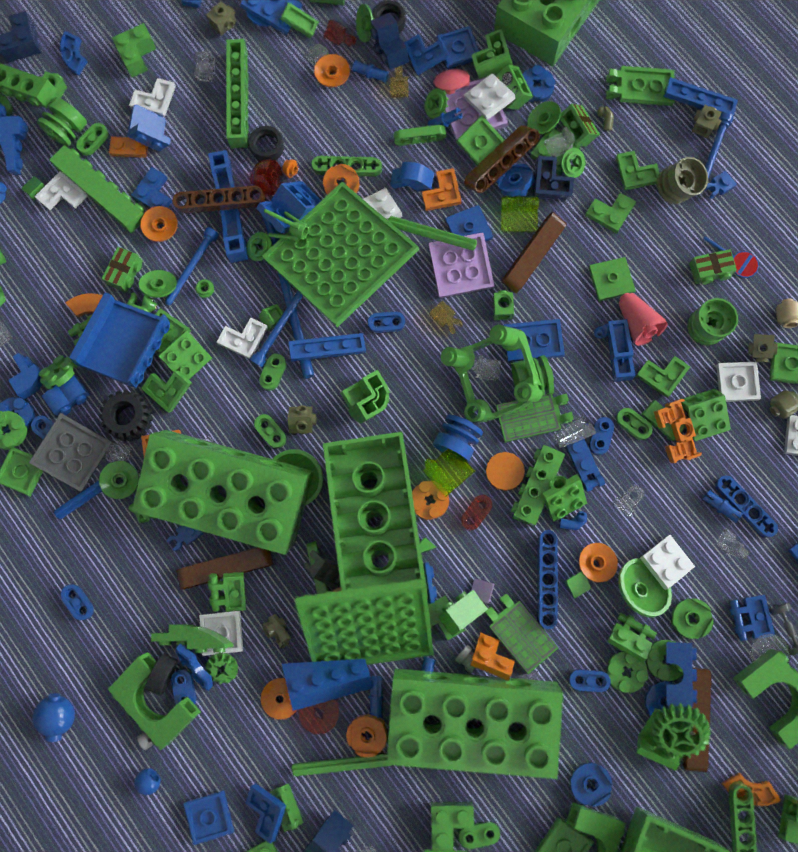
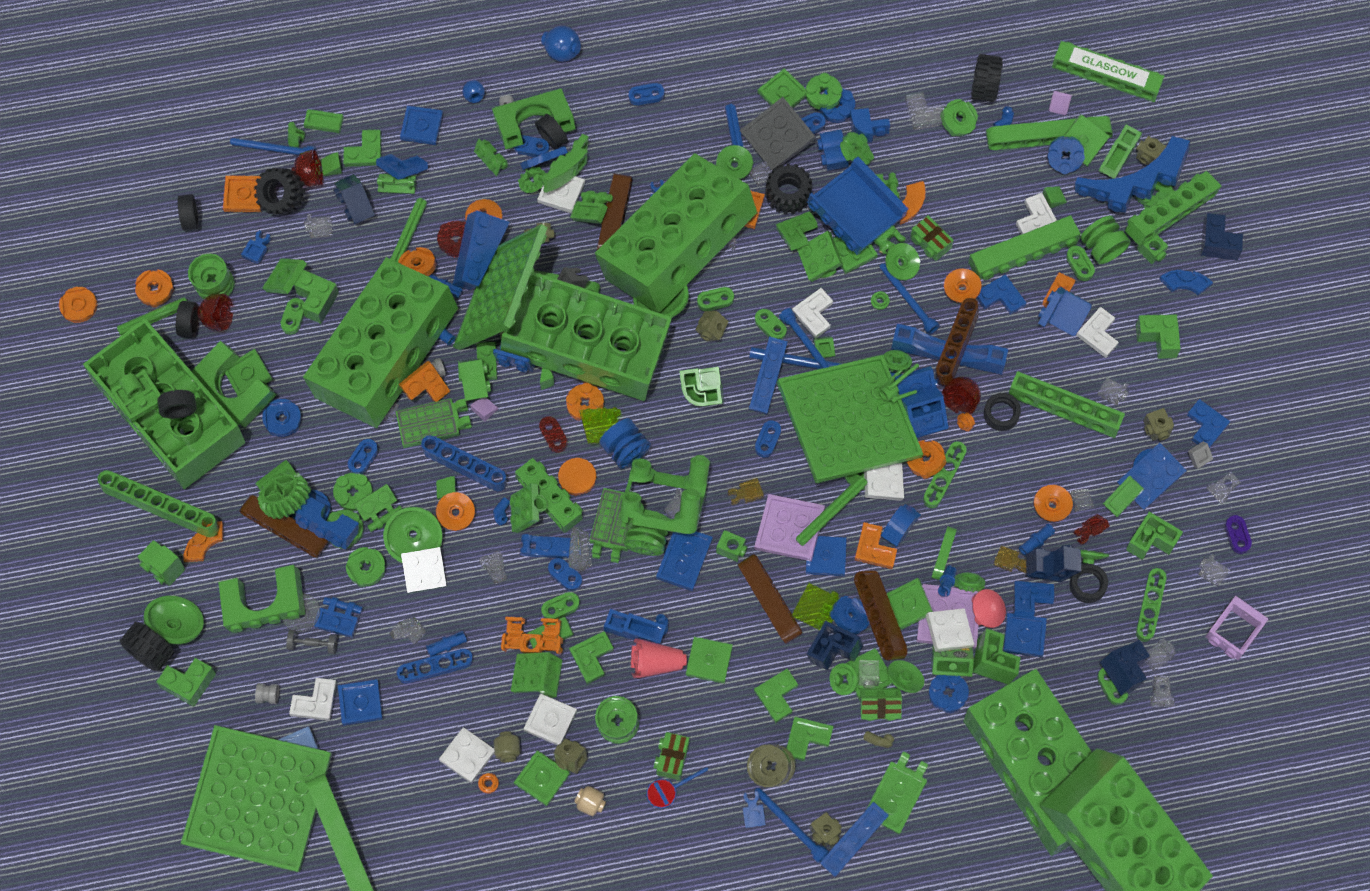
camera: 110 degrees right, 10 degrees down
(210, 733) = (486, 152): none -> bright green hinge

